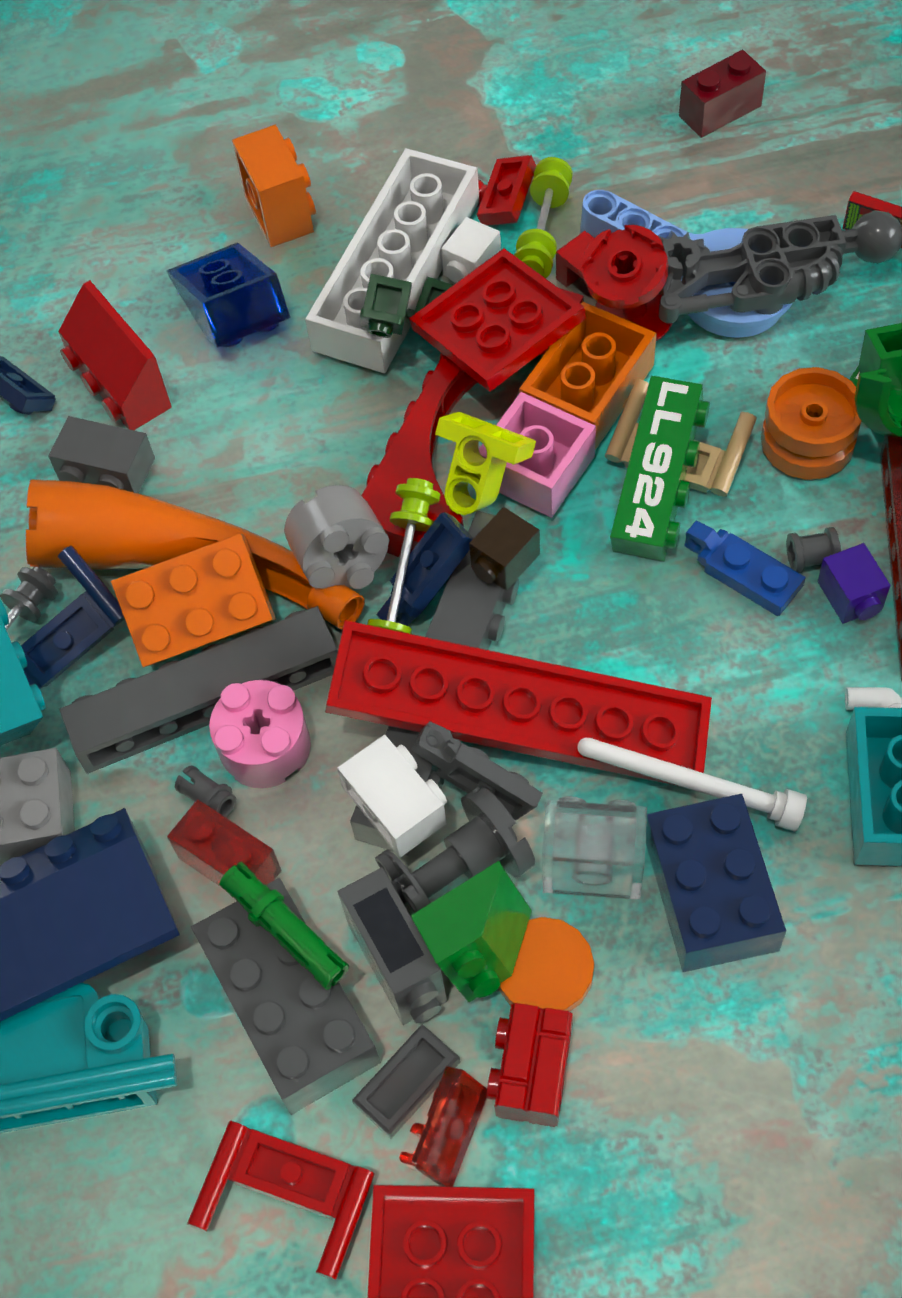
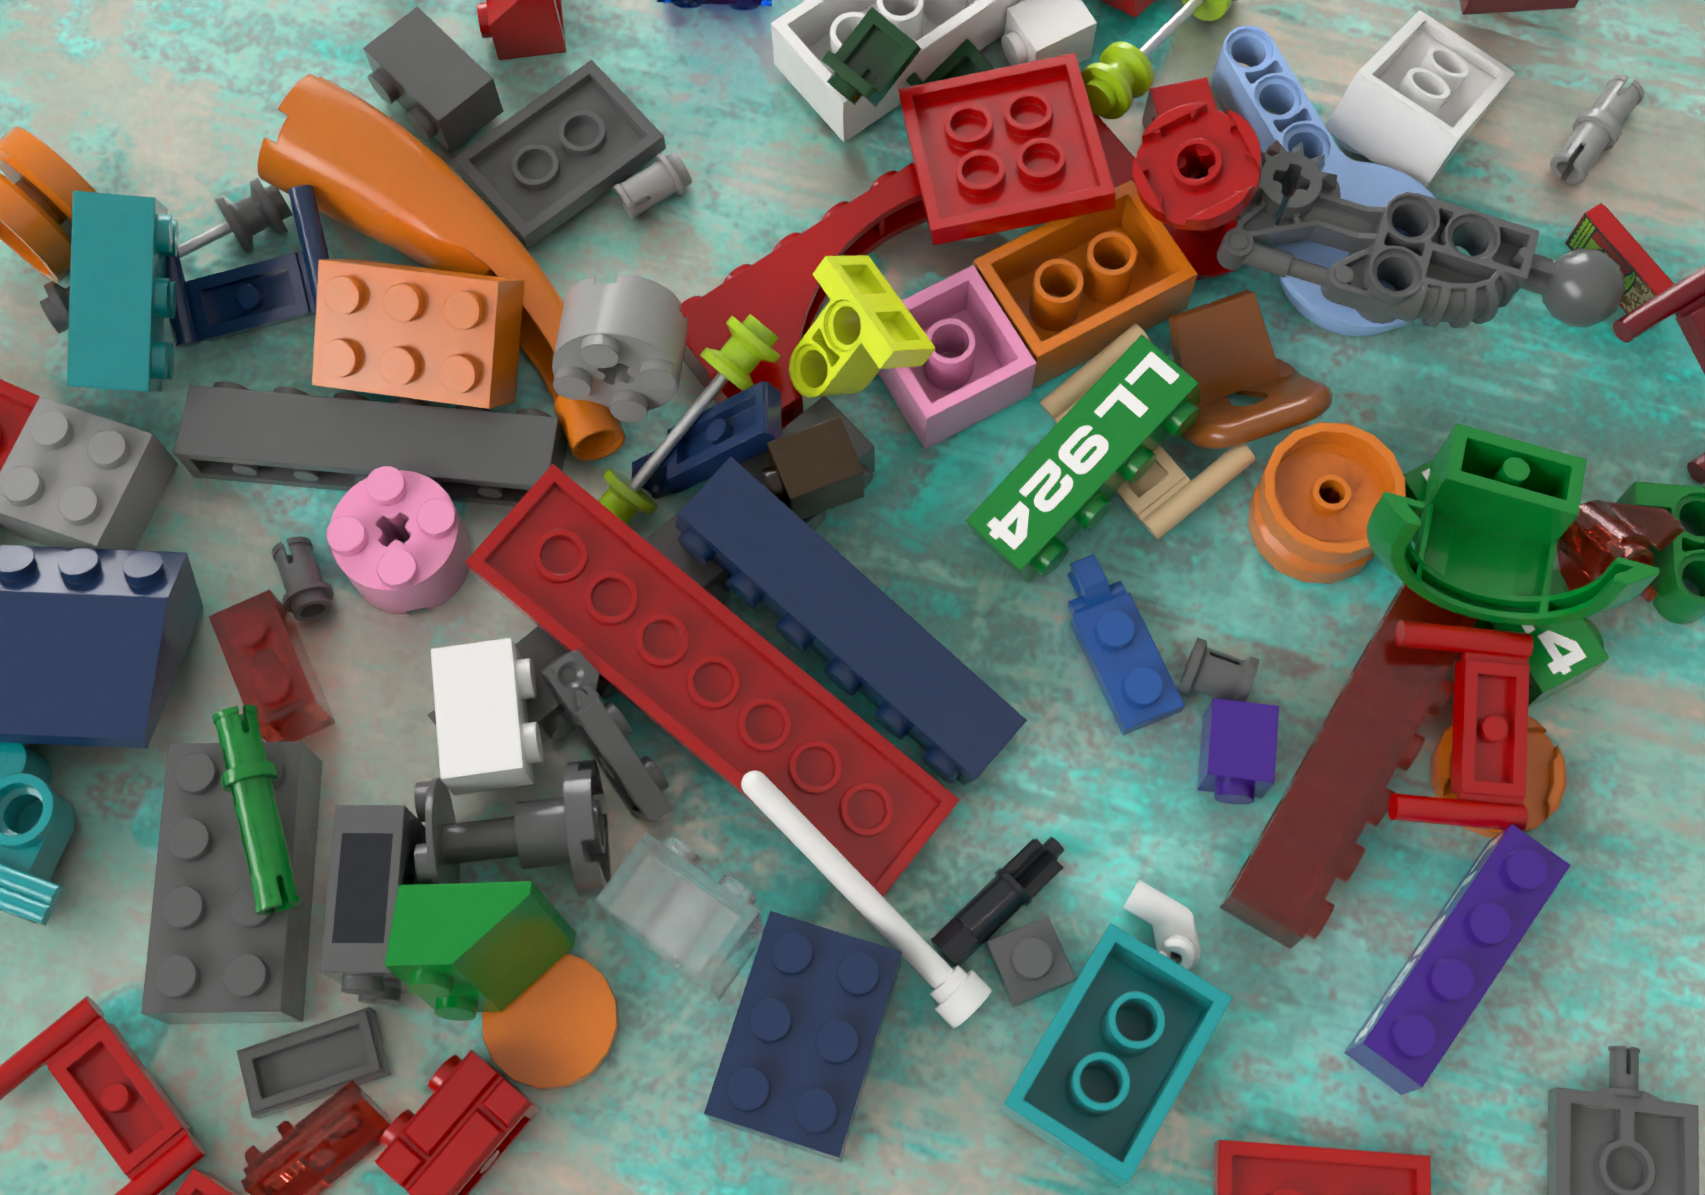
camera: 25 degrees right, 10 degrees up
(212, 459) = (559, 154): none -> dark grey plate
(287, 444) = (653, 184): none -> light grey pin
(580, 628) = (848, 623): none -> dark blue brick
(698, 363) = (1230, 353): none -> dark orange piece
(712, 189) = (1418, 99): none -> white slope
(773, 741) = (999, 900): none -> black piece
(814, 769) = (1030, 961): none -> dark grey plate
(820, 160) = (1597, 129): none -> light grey pin

